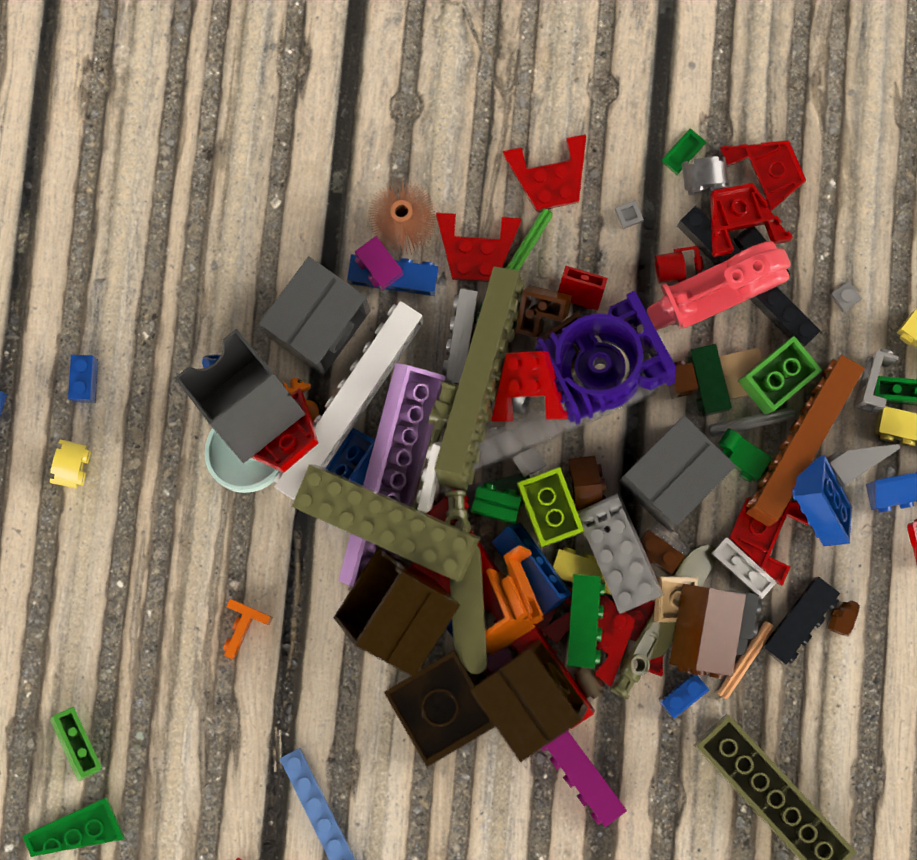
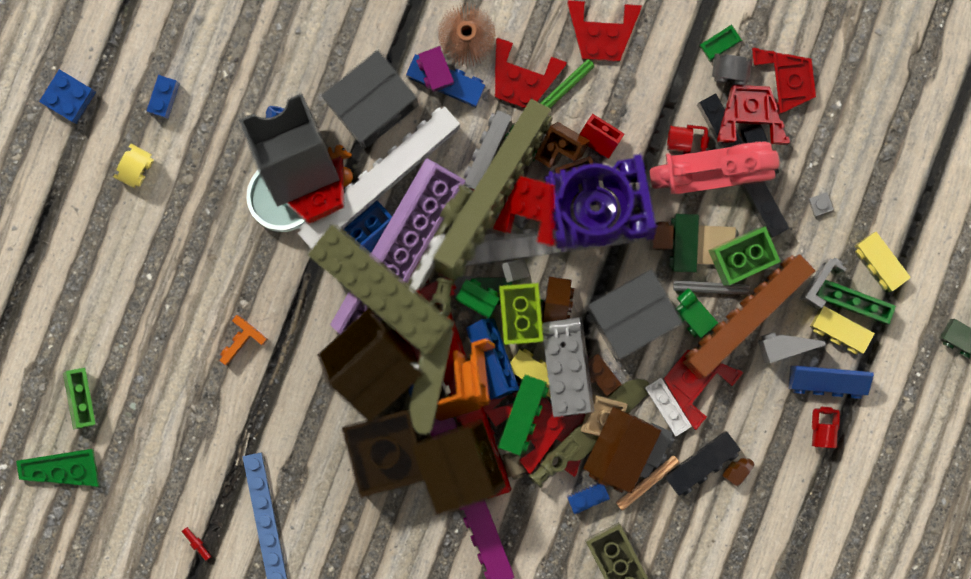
camera: 10 degrees right, 5 degrees up
(629, 214) = (658, 84): light grey plate -> none
(824, 503) = (749, 372): blue slope -> none

